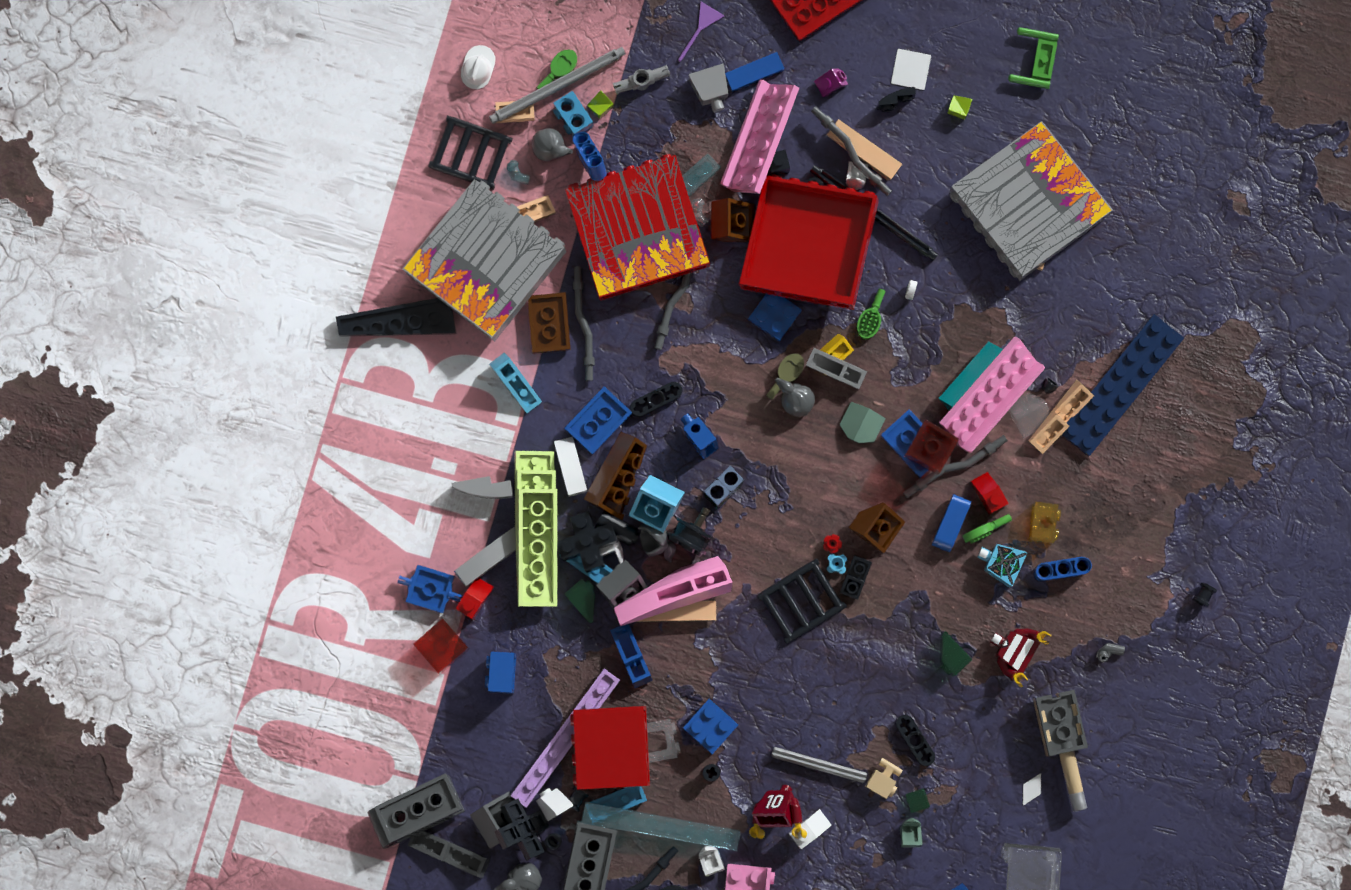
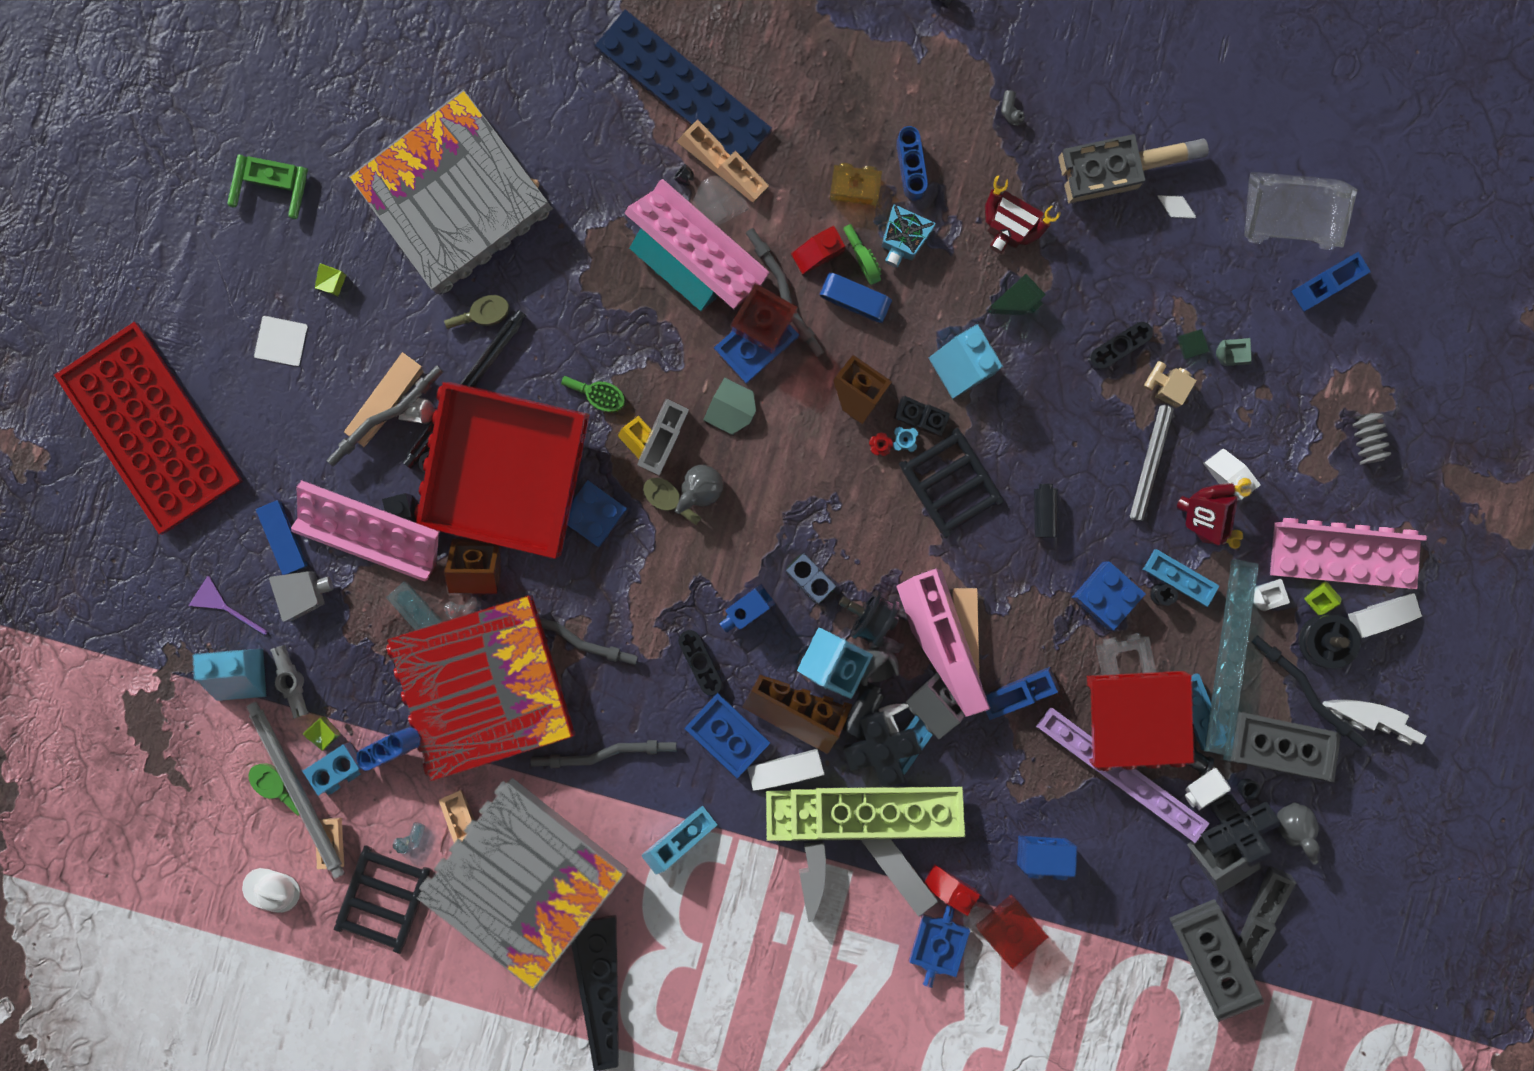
camera: 90 degrees left, 5 degrees up
(549, 145) = (373, 799): dark grey hair -> none
(549, 323) = (603, 798): reddish brown plate -> none
(583, 598) = (952, 753): clear green slope -> none
(647, 36) = (231, 674): none -> medium azure slope
(725, 787) = (1181, 577): none -> dark azure plate
(779, 677) = (1046, 511): none -> black brick
(831, 81) = (295, 441): magenta bracket -> none
(890, 101) = (321, 366): black slope -> none
(898, 609) = (965, 361): none -> medium azure slope
(911, 290) = (563, 343): white tile -> none
(935, 228) = (485, 312): none -> olive piece

